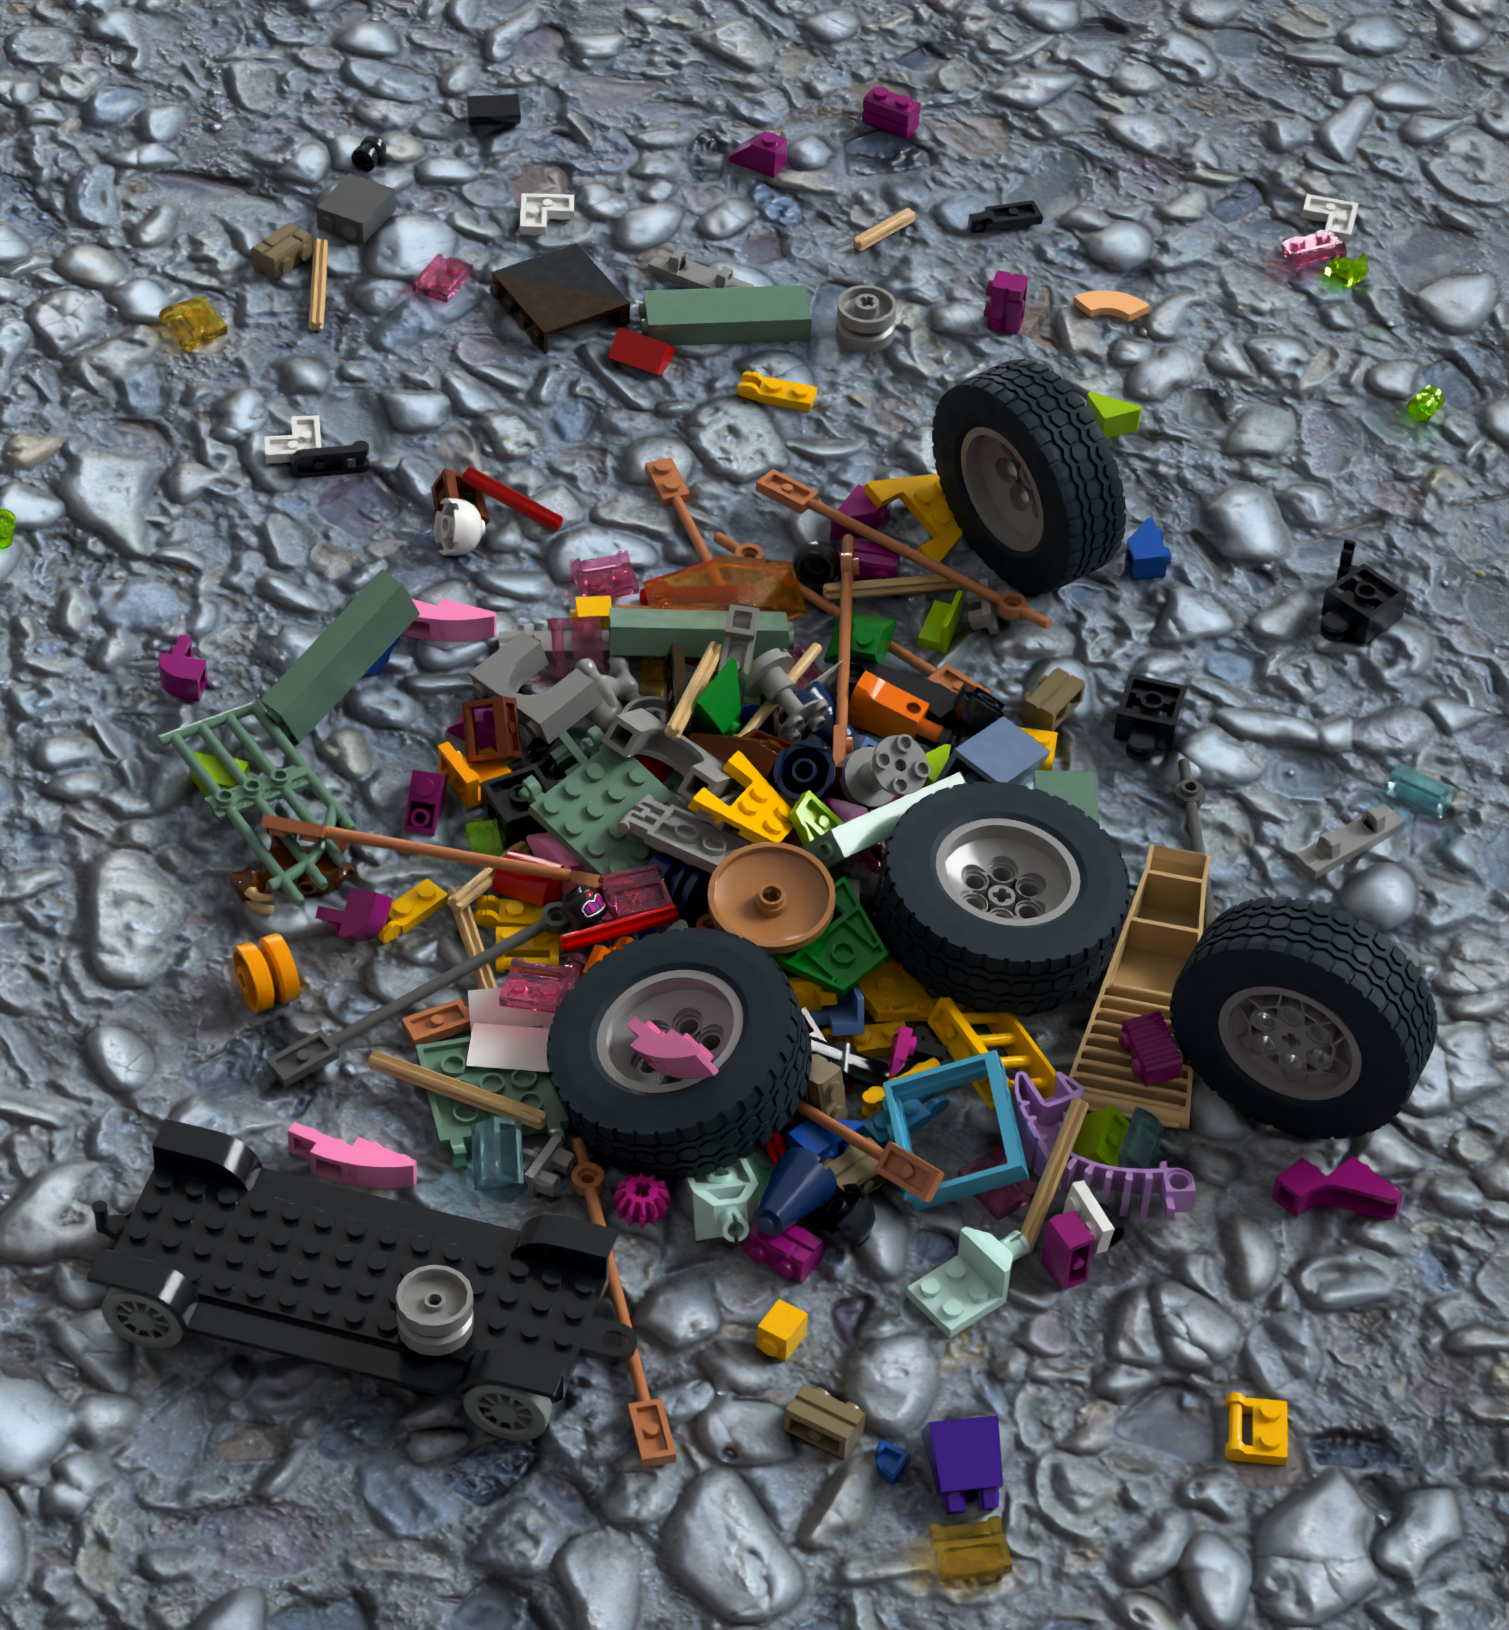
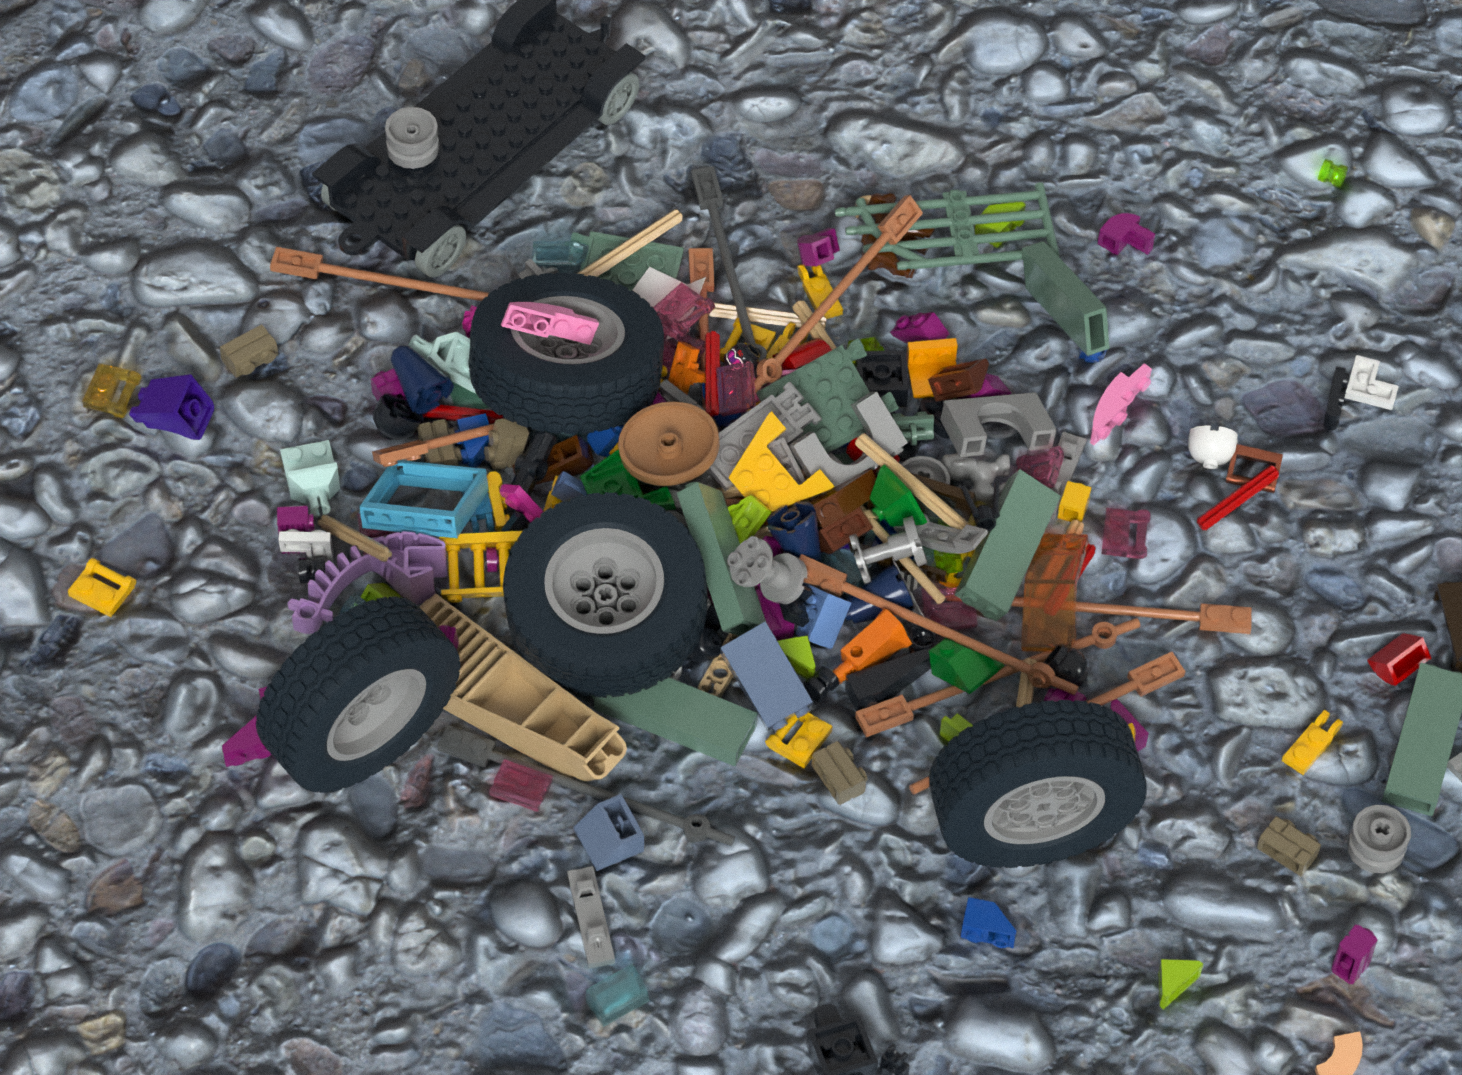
camera: 115 degrees right, 10 degrees up
(266, 972) = (783, 179): light orange wheel -> none
(357, 1165) = (598, 185): bright pink slope -> none
(695, 634) = (983, 515): none -> black plant
(781, 1330) = (332, 356): yellow brick -> none
(891, 1461) = (205, 379): blue tile -> none
(910, 376) = (1289, 845): none -> dark tan brick
(977, 709) = (839, 704): black cylinder -> none
(1149, 715) = (784, 825): black brick -> none
(1253, 845) = (610, 833): none -> sand blue slope

